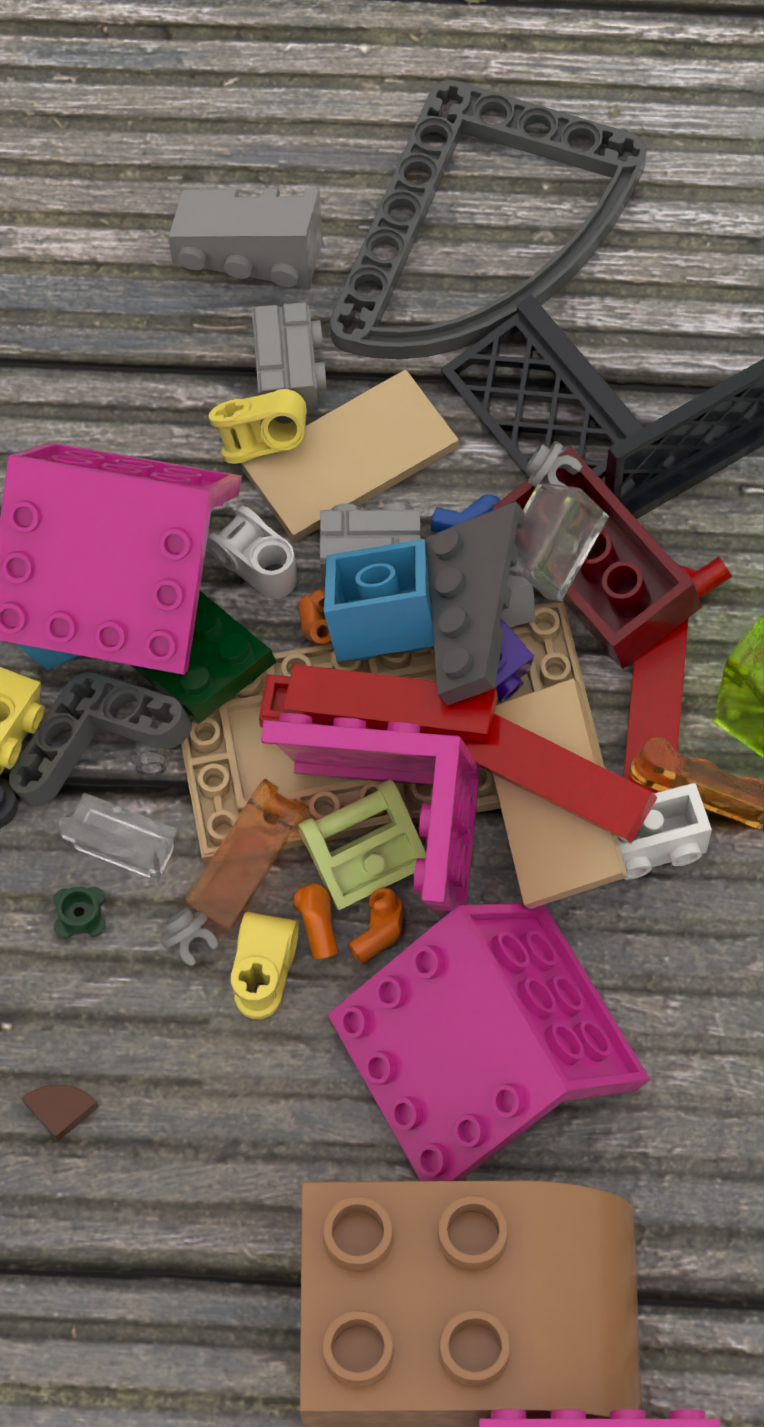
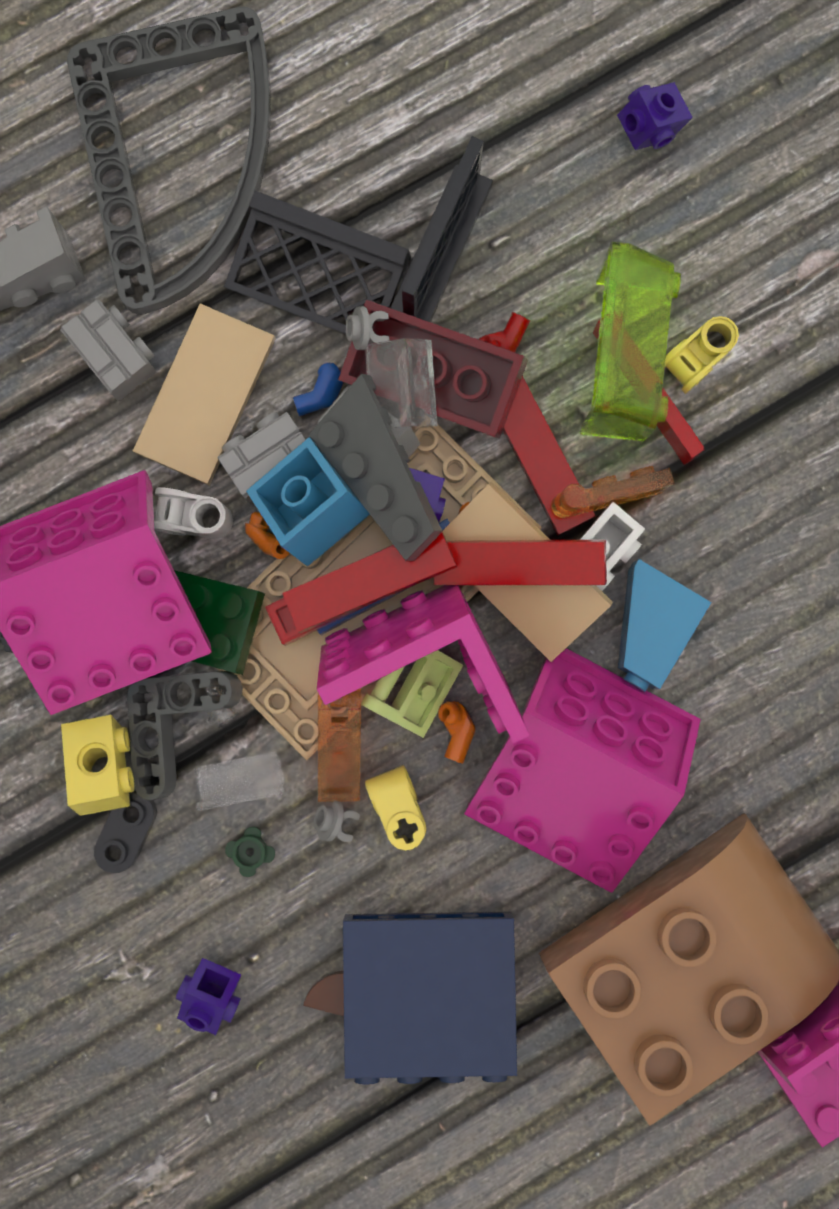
camera: 35 degrees left, 20 degrees up
(158, 1171) = (429, 996): none -> dark blue panel
(251, 424) = (129, 415): light yellow piece -> none
(315, 906) = (408, 748): orange arm -> none
(664, 949) = (655, 625): none -> dark azure slope

